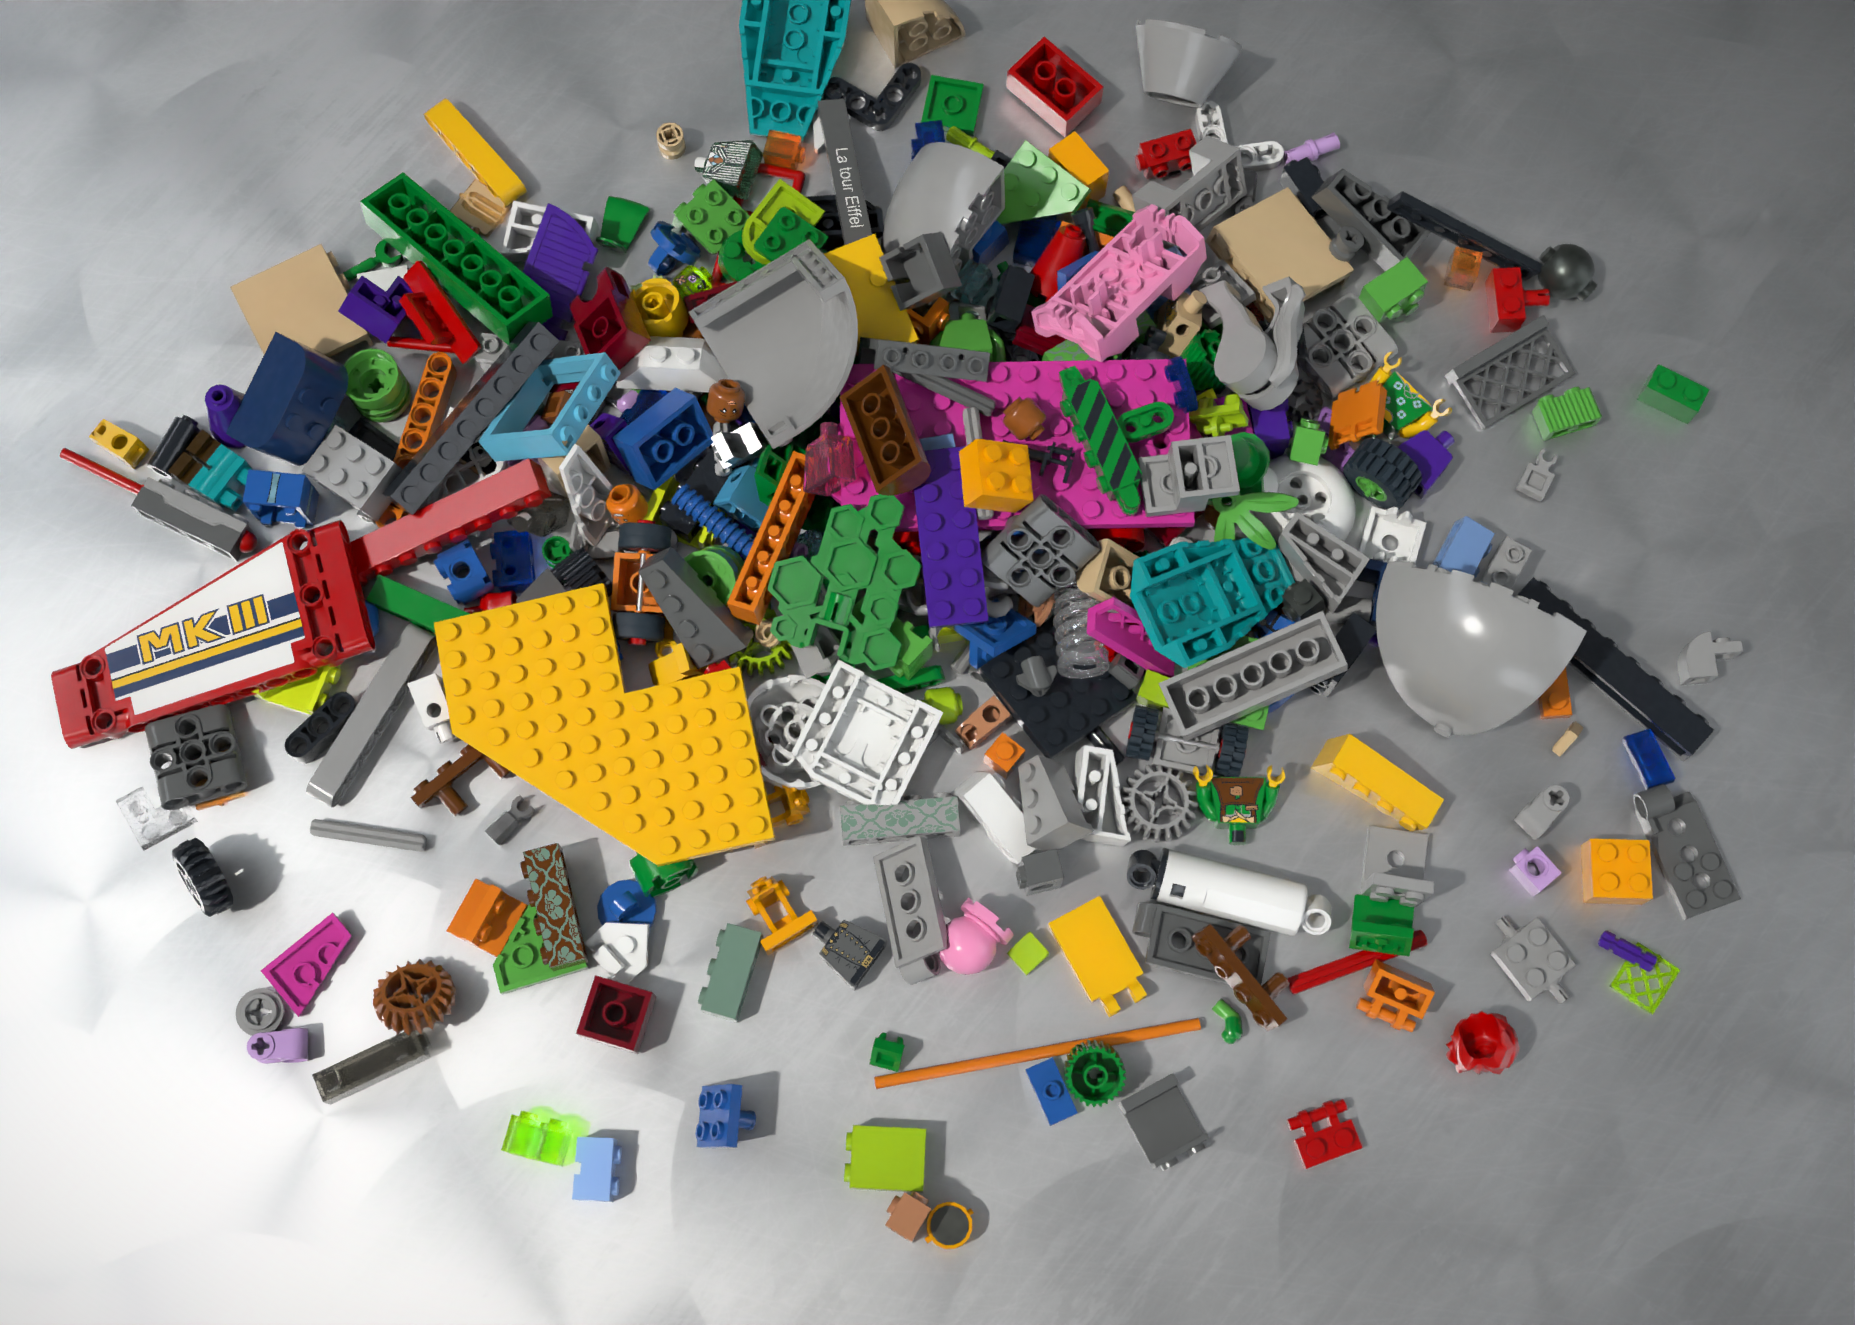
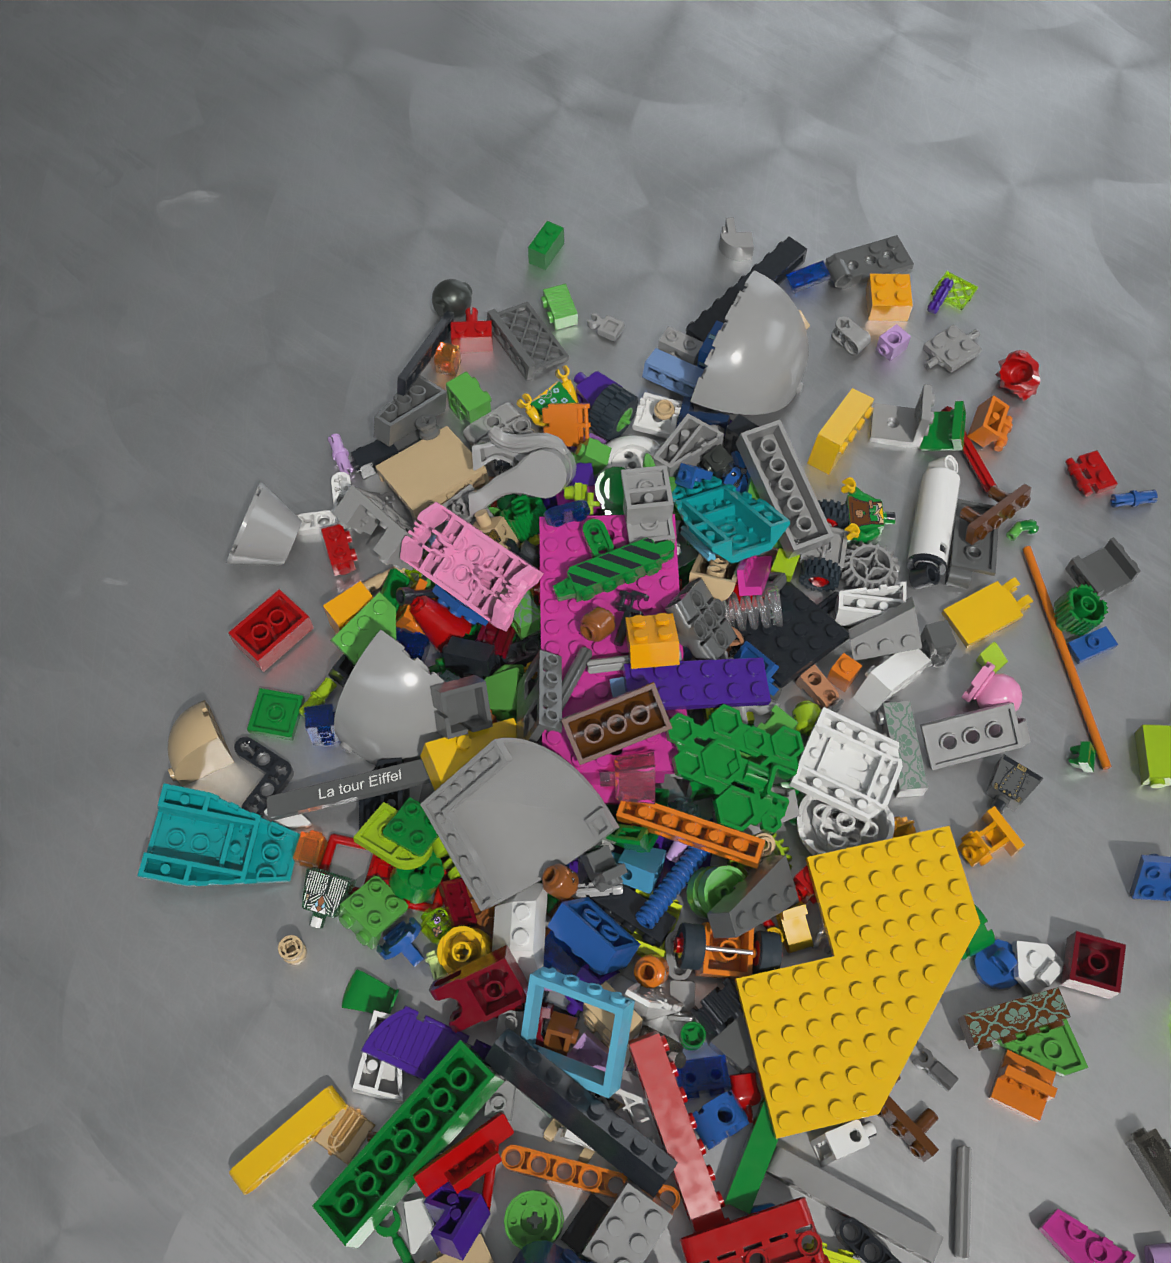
camera: 90 degrees left, 10 degrees down
(414, 997) = (1100, 1131): dark orange gear -> none
(730, 972) = (1041, 875): sand green brick -> none
(1036, 676) = (787, 639): dark grey piece -> none
(1280, 565) = (689, 474): none -> blue bracket
(1283, 1189) = (1133, 498): none -> blue pin
(1393, 544) = (664, 409): none -> tan plate

